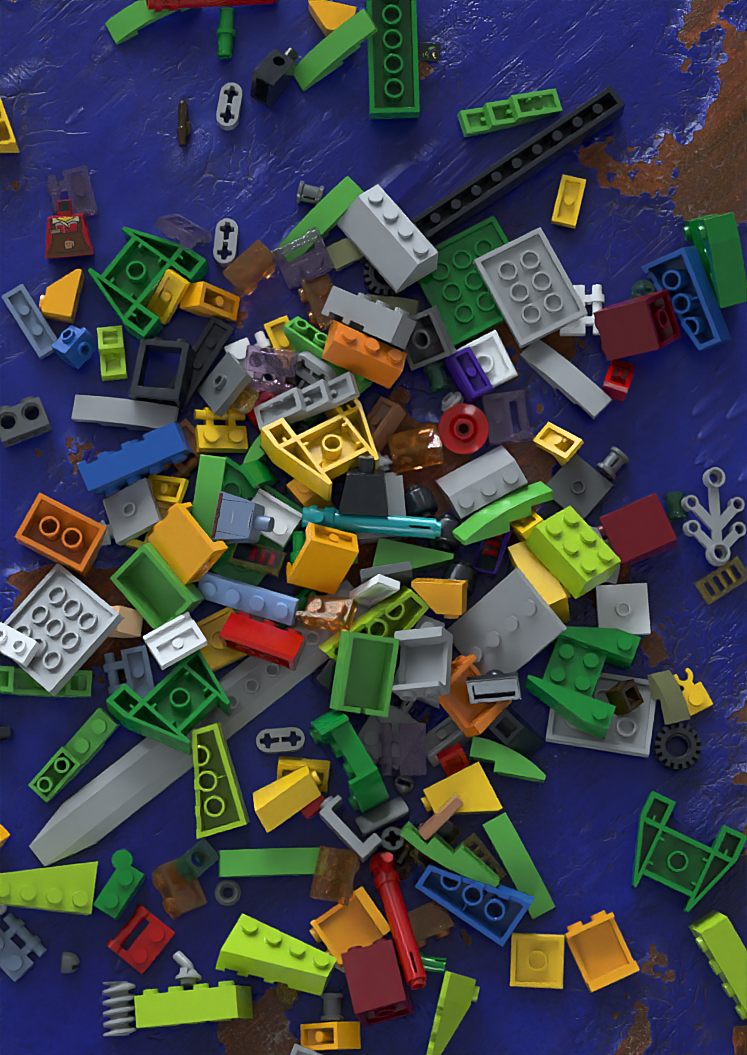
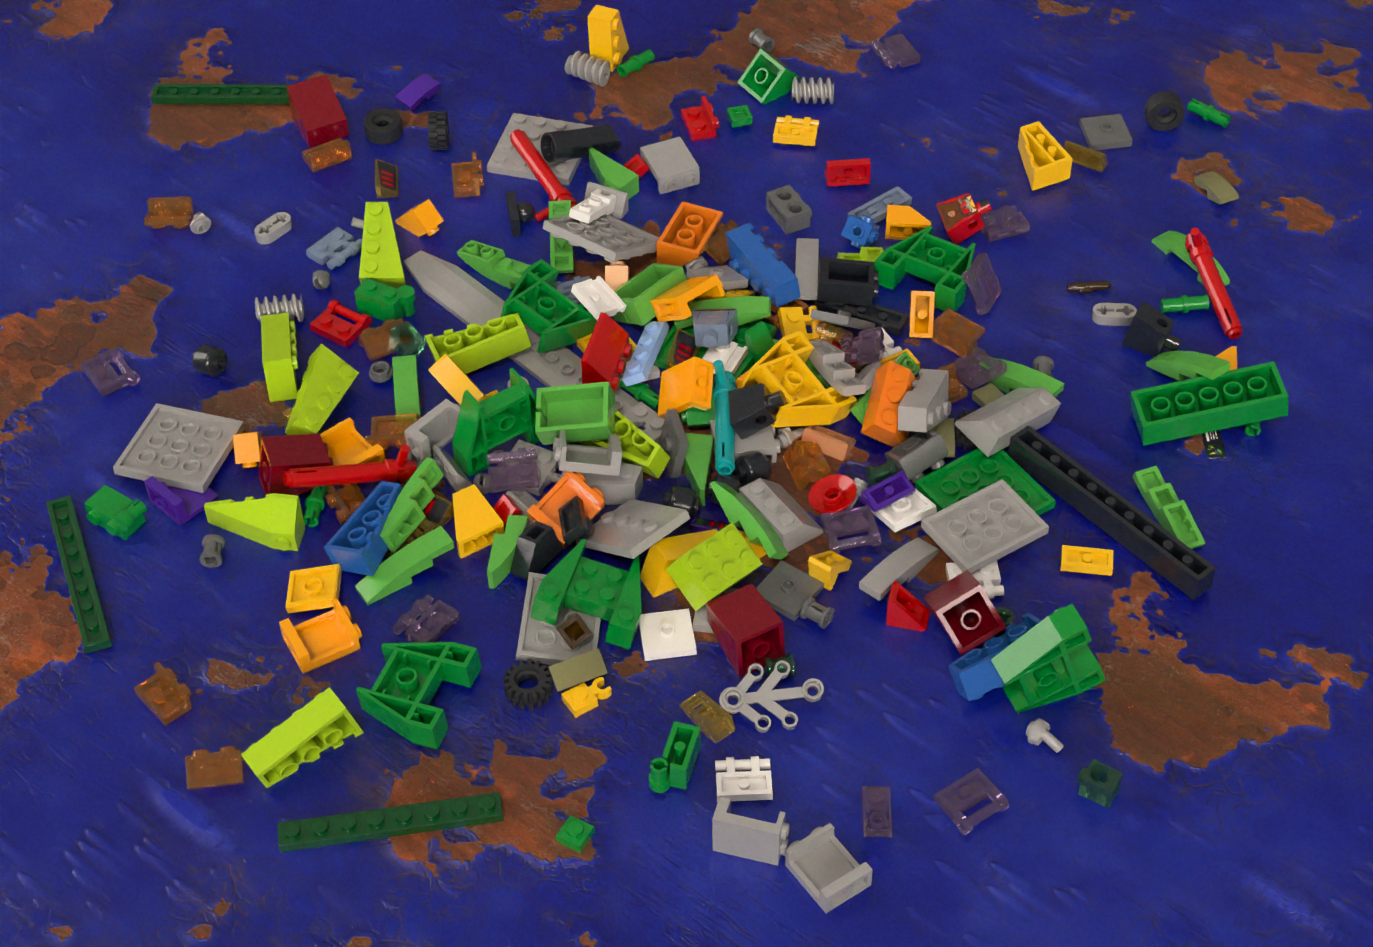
camera: 85 degrees right, 30 degrees down
(68, 493) = (717, 245): none -> clear orange bracket
(168, 295) = (919, 282): yellow plate -> none
(187, 975) = (307, 349): light grey plate -> none
(219, 242) = (985, 319): light grey beam -> none
(328, 613) = (634, 403): clear orange bracket -> none
(375, 590) = (660, 428): white tile -> none
(440, 816) = (447, 490): nougat tile -> none
(443, 595) = (660, 478): light orange slope -> none
(594, 840) = (430, 625): none -> clear purple plate

